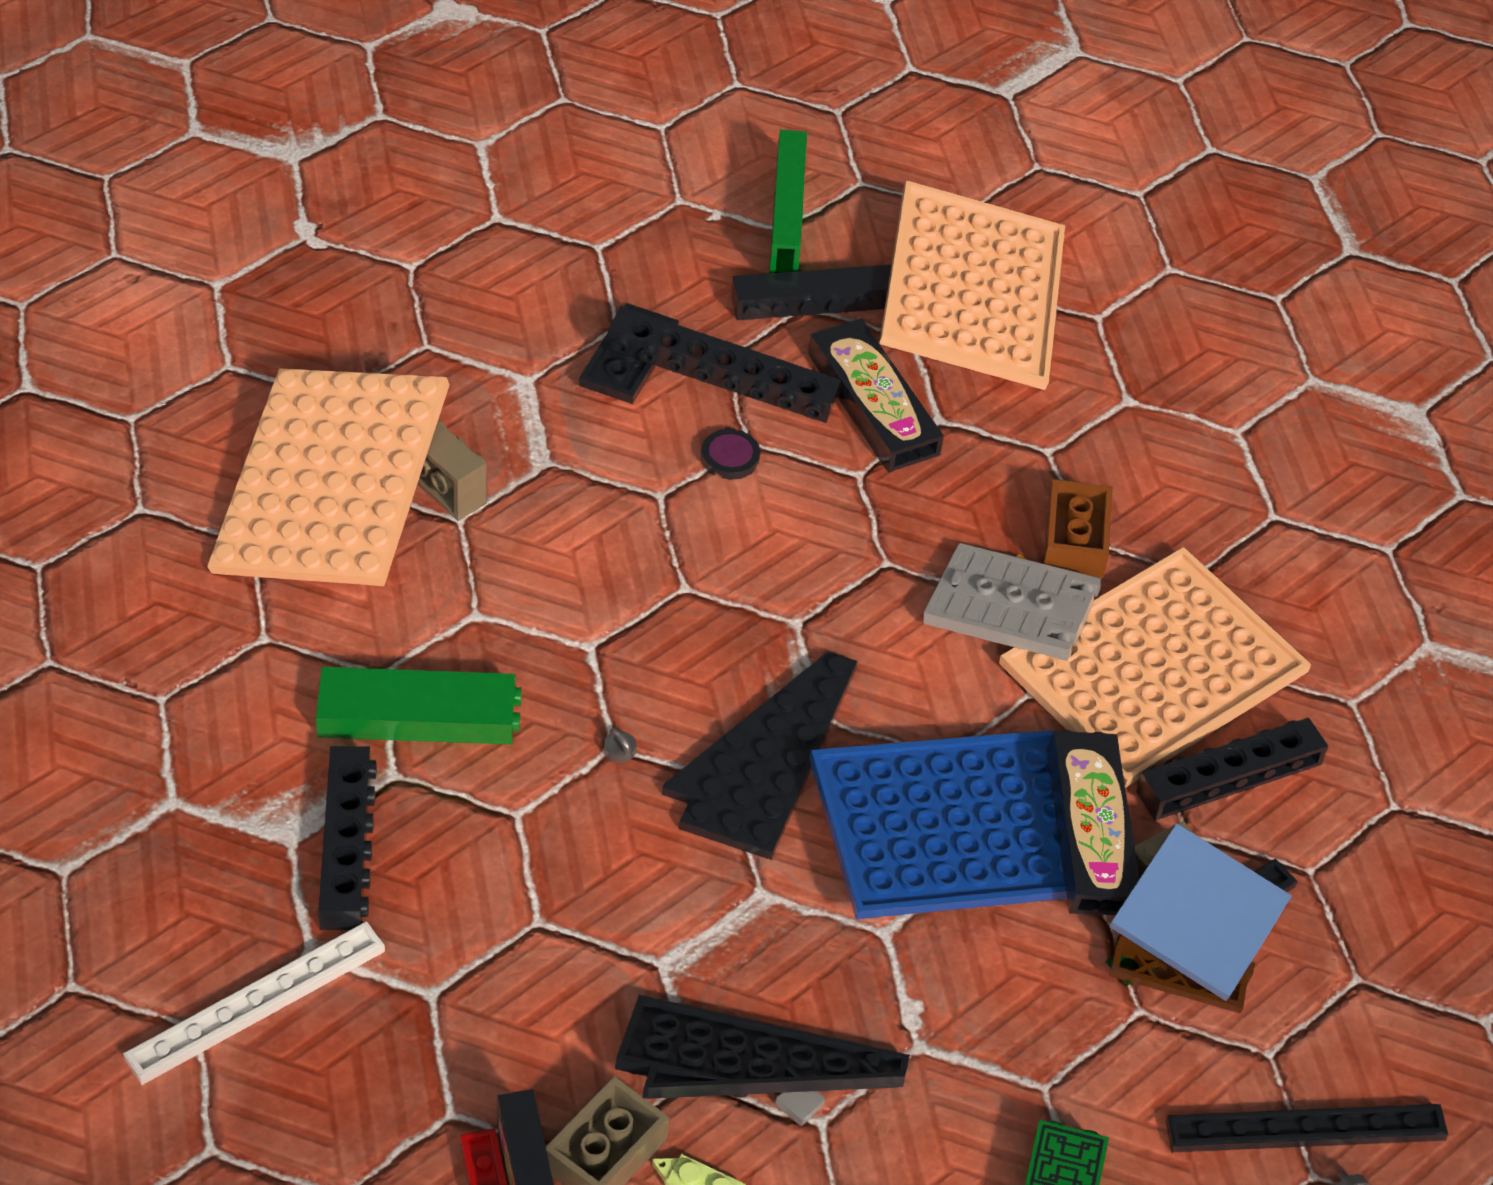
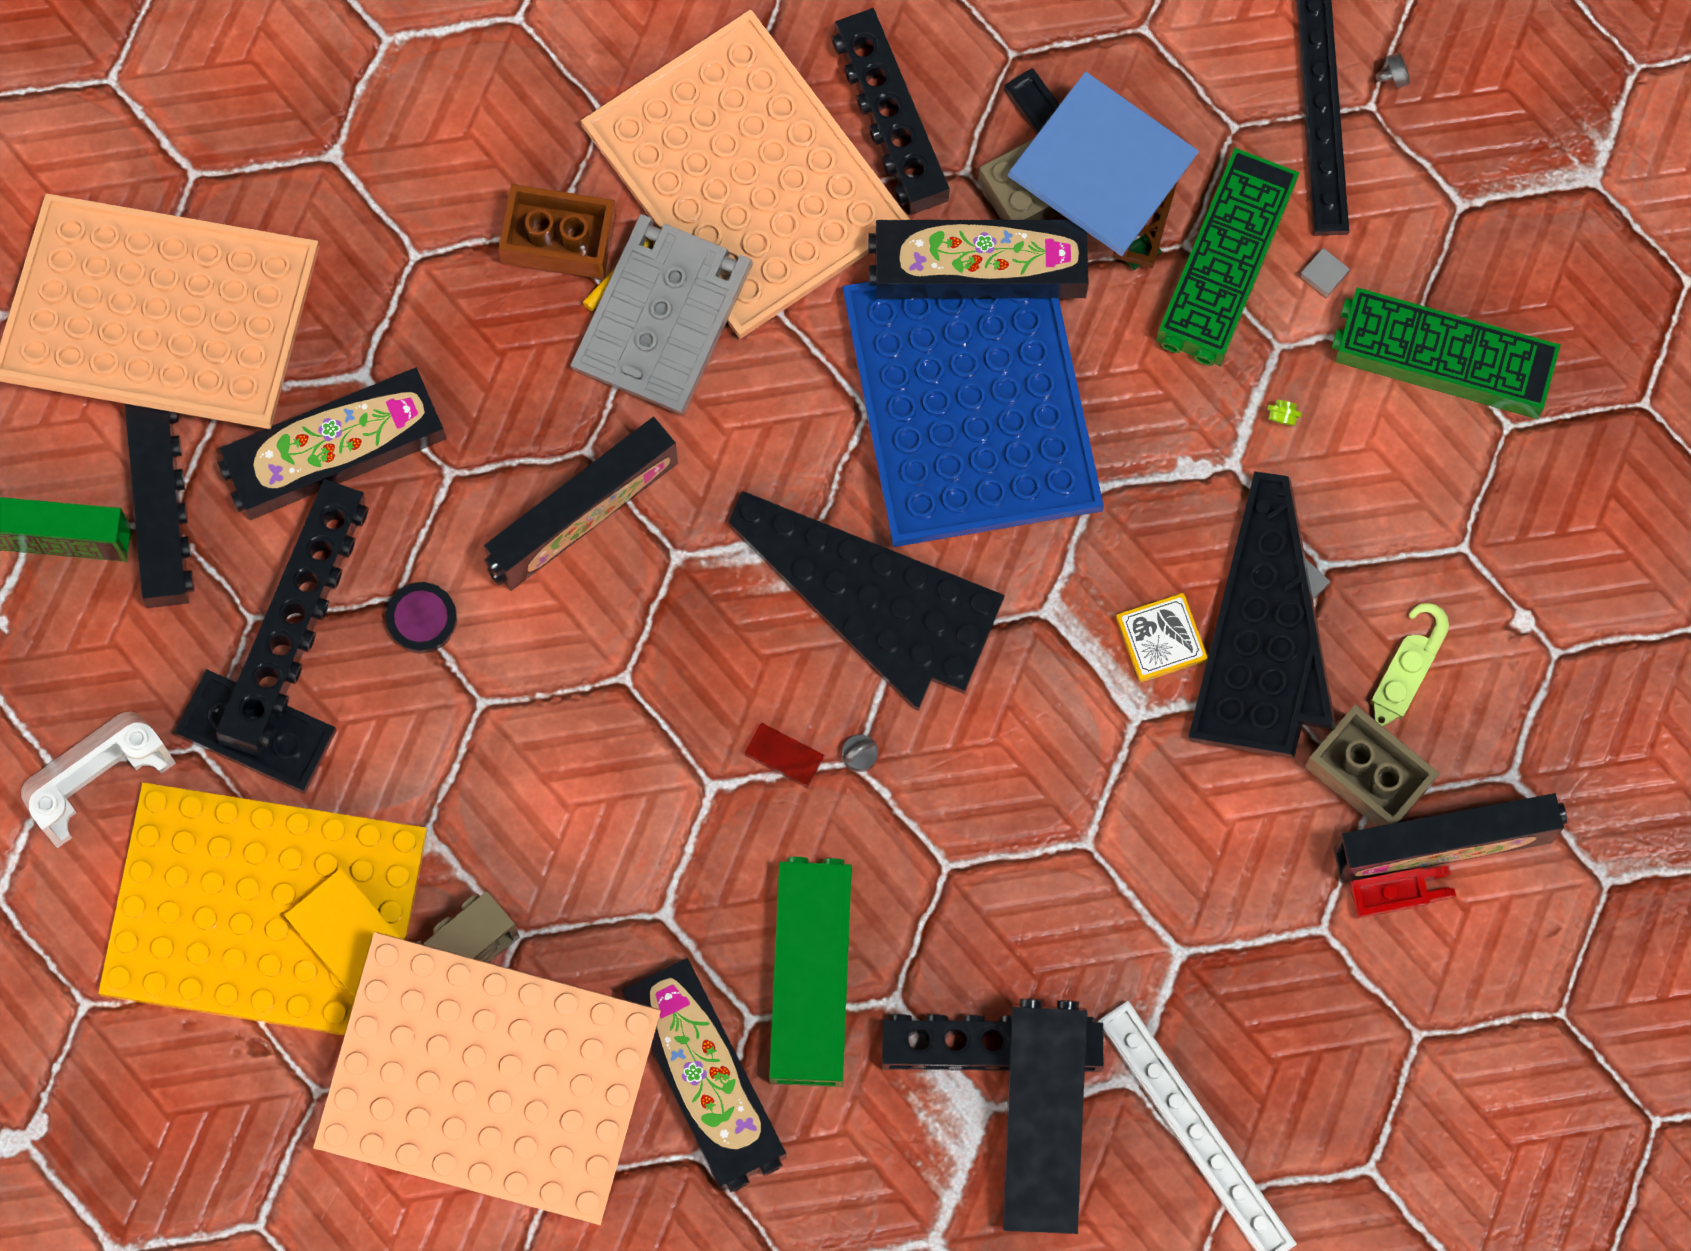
camera: 85 degrees left, 25 degrees up
(271, 861) = (1044, 1117): none -> black brick
(329, 633) = (708, 1078): none -> brick
(471, 397) = (339, 927): none -> yellow tile
(502, 352) = (209, 899): none -> yellow plate
(570, 231) = (122, 737): none -> white windscreen
(617, 694) = (784, 755): none -> clear red tile
(739, 979) = (1161, 637): none -> tile
(833, 541) = (580, 504): none -> black brick
(972, 1082) = (1284, 413): none -> lime plate
(1126, 1126) = (1325, 273): none -> light grey tile
(1127, 1035) = (1227, 258): none -> green brick

